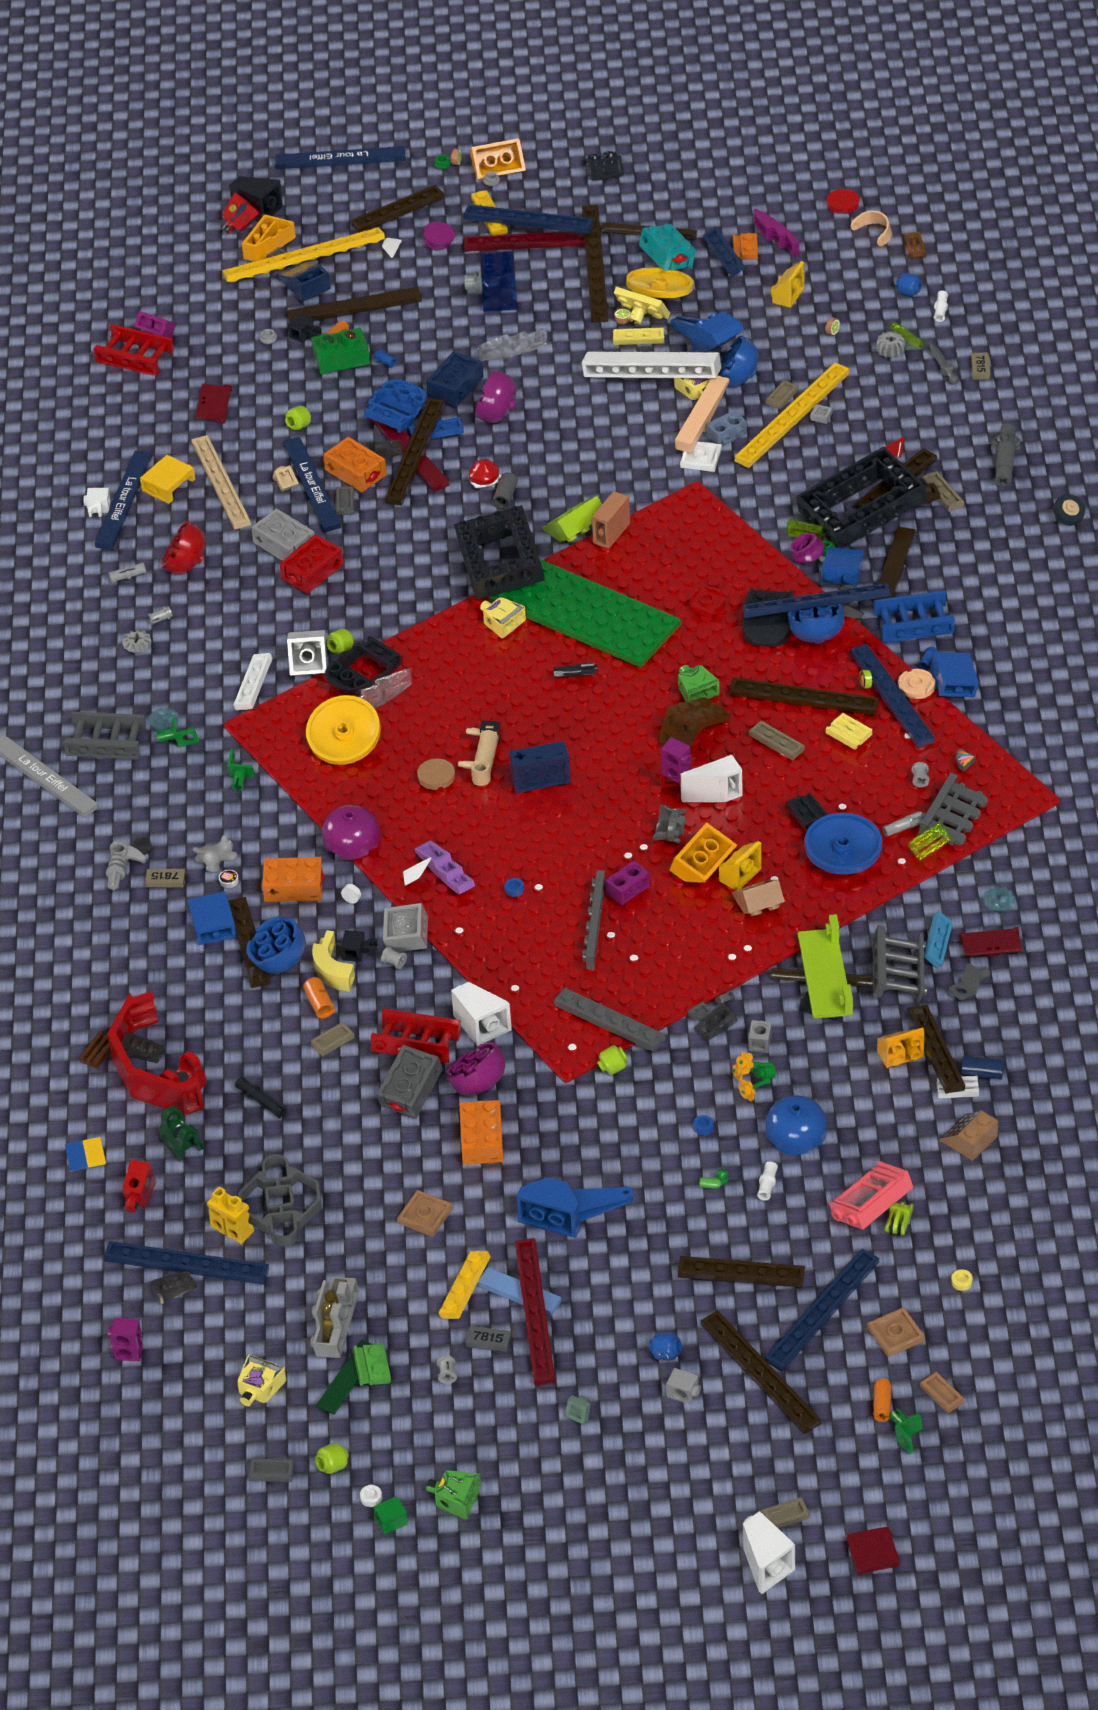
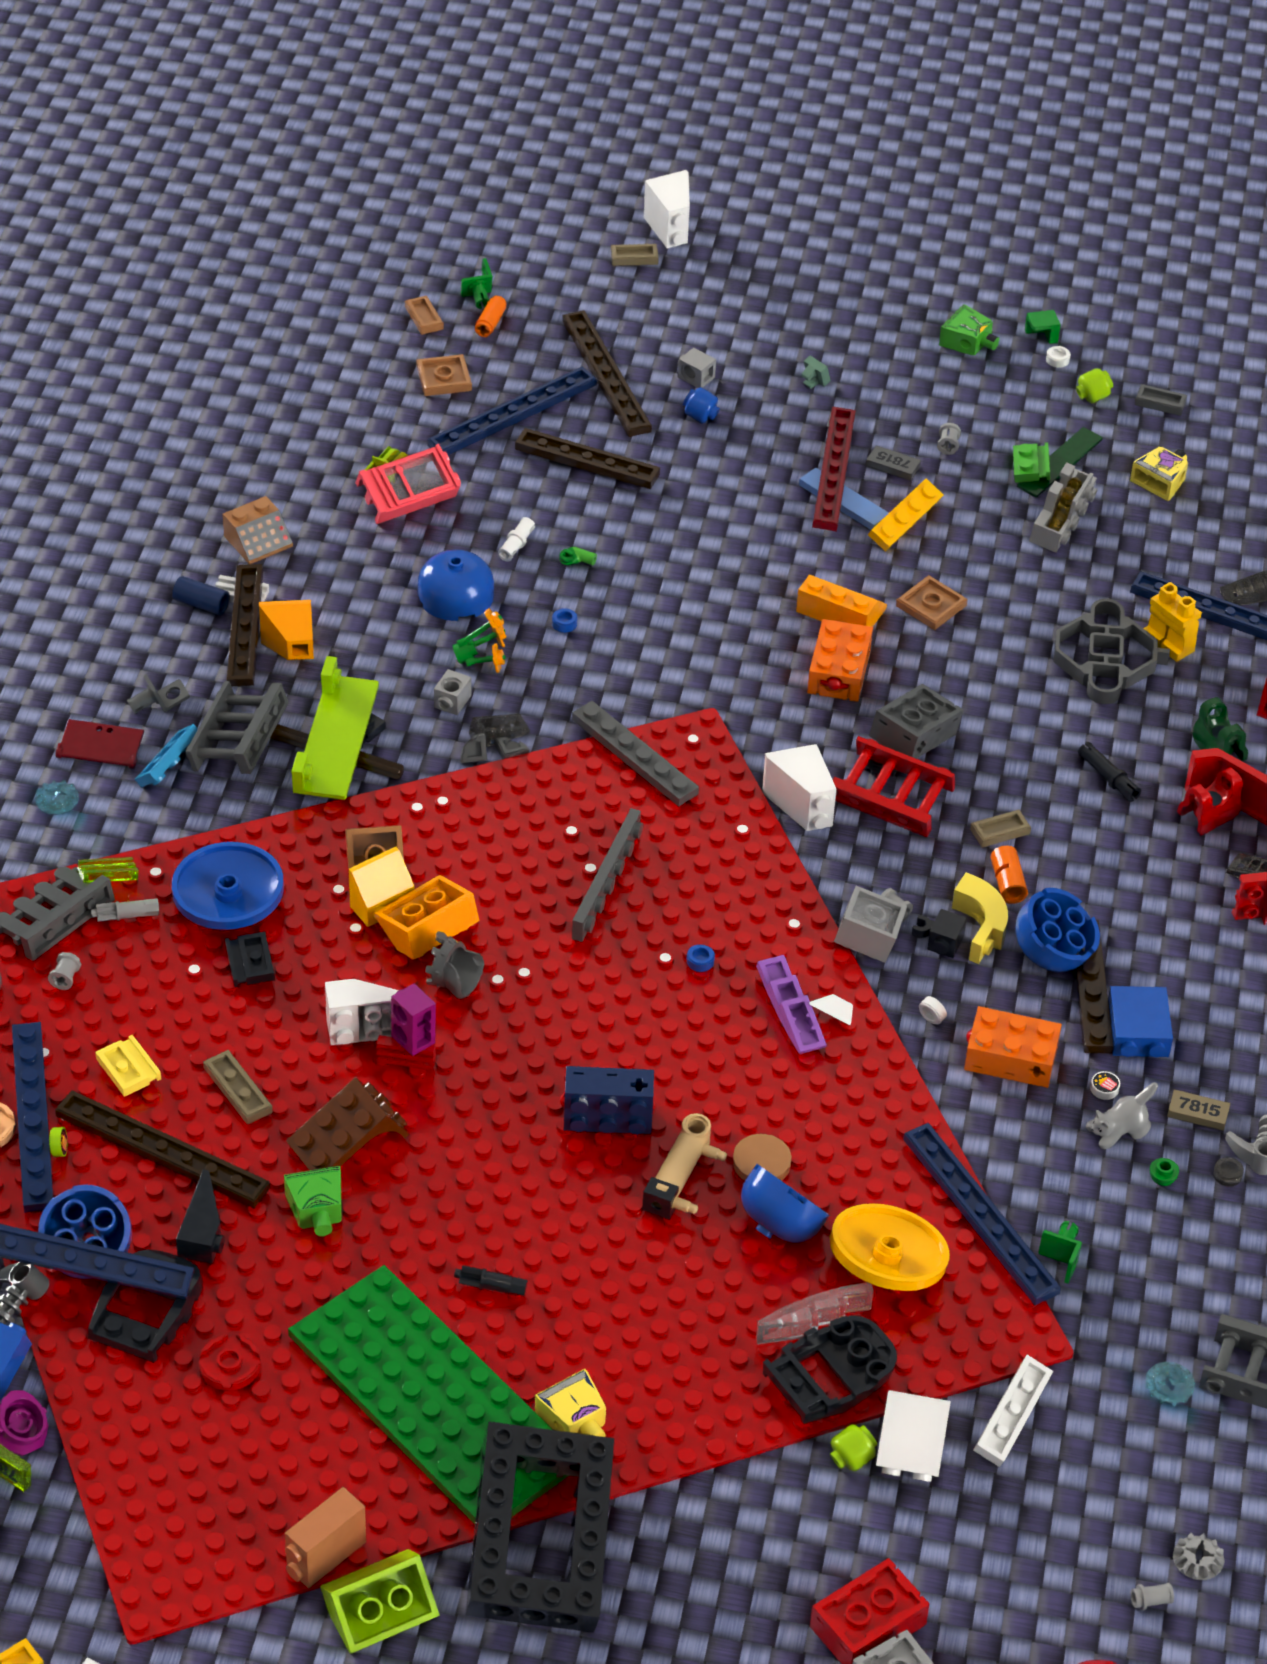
camera: 170 degrees left, 0 degrees up
(175, 733) = (1155, 1343): green bracket -> none
(183, 834) = (1164, 1171): none -> green plate
(289, 774) = (982, 1214): none -> dark blue tile
(350, 832) = (914, 1087): magenta cylinder -> none
(415, 732) = (780, 1208): none -> blue cylinder
(477, 1070) = (828, 714): magenta cylinder -> none
(492, 1185) = (833, 602): none -> light orange slope
(558, 1209) = (777, 545): blue slope -> none
(612, 1060) = (648, 706): lime head -> none
(627, 883) = (543, 913): magenta brick -> none
(755, 655) = (200, 1230): none -> black slope
(872, 1550) = (561, 209): dark red tile -> none
(962, 1280) = (347, 404): light yellow tile -> none

